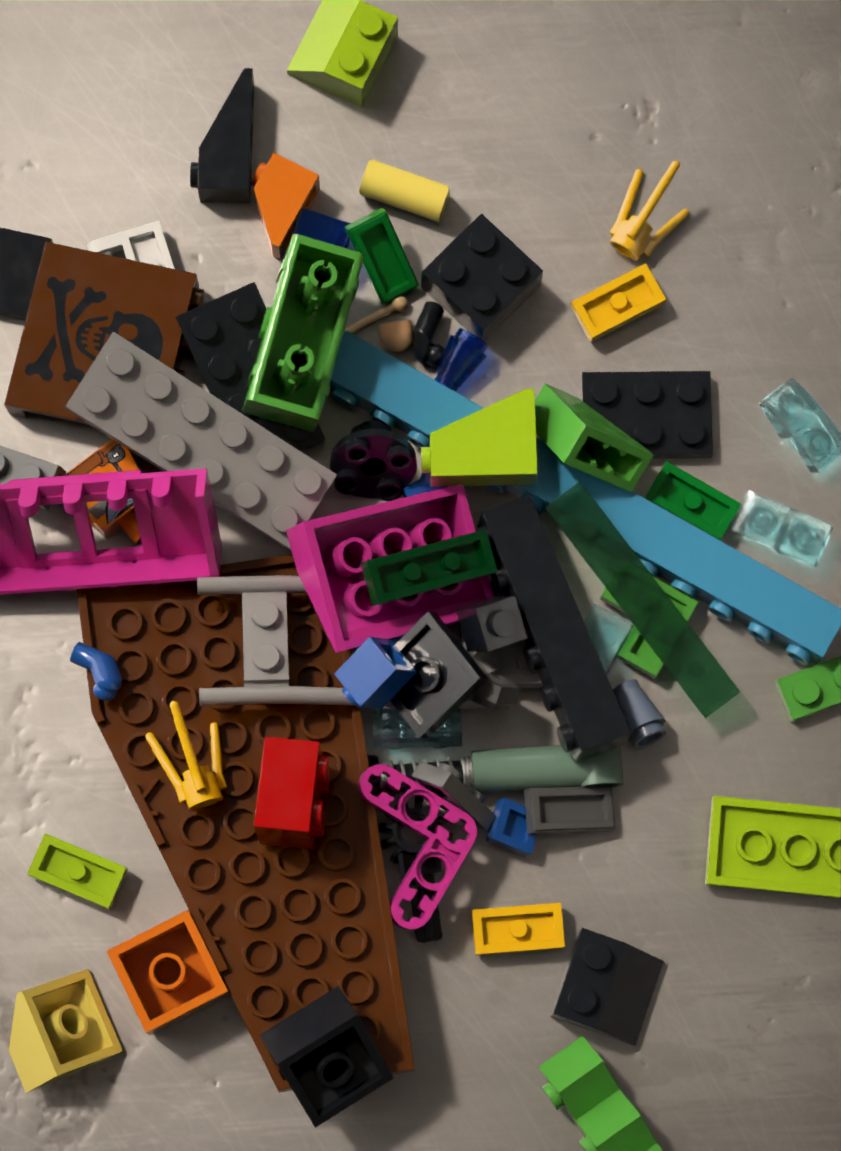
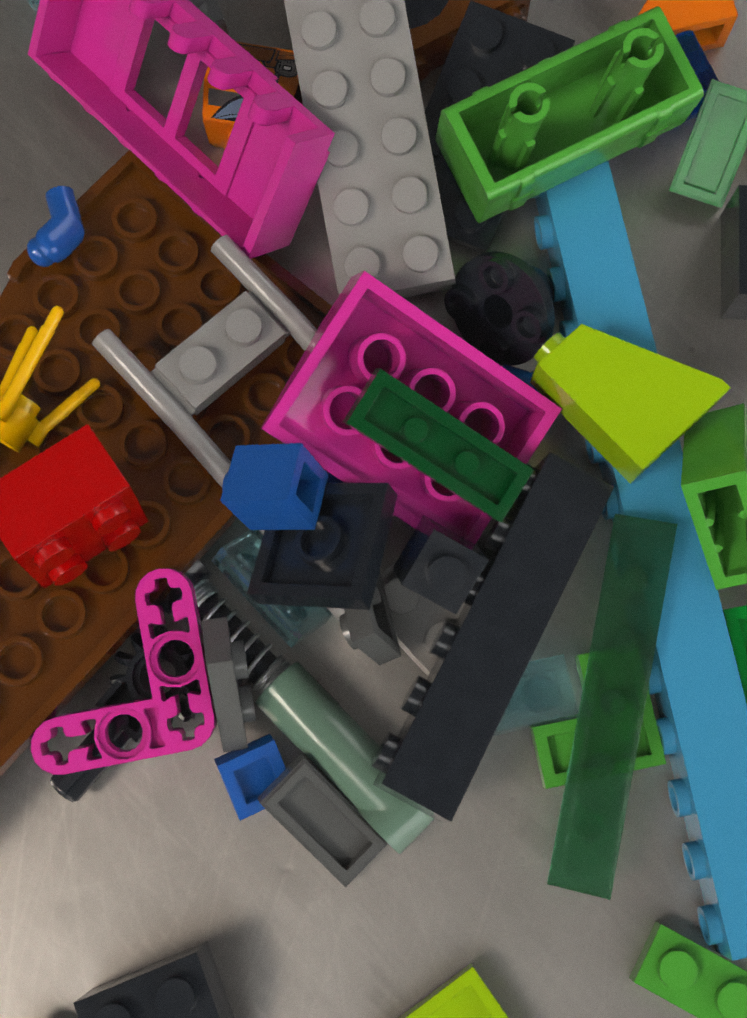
camera: 55 degrees right, 0 degrees up
(396, 335) = (653, 227): light nougat hinge -> none
(398, 304) = (684, 207): tan hinge -> none
(424, 332) = (676, 252): black arm -> none
(460, 359) = (688, 306): clear blue cone -> none
(518, 929) = (150, 875): yellow plate -> none
(640, 714) = (489, 805): sand blue cone -> none

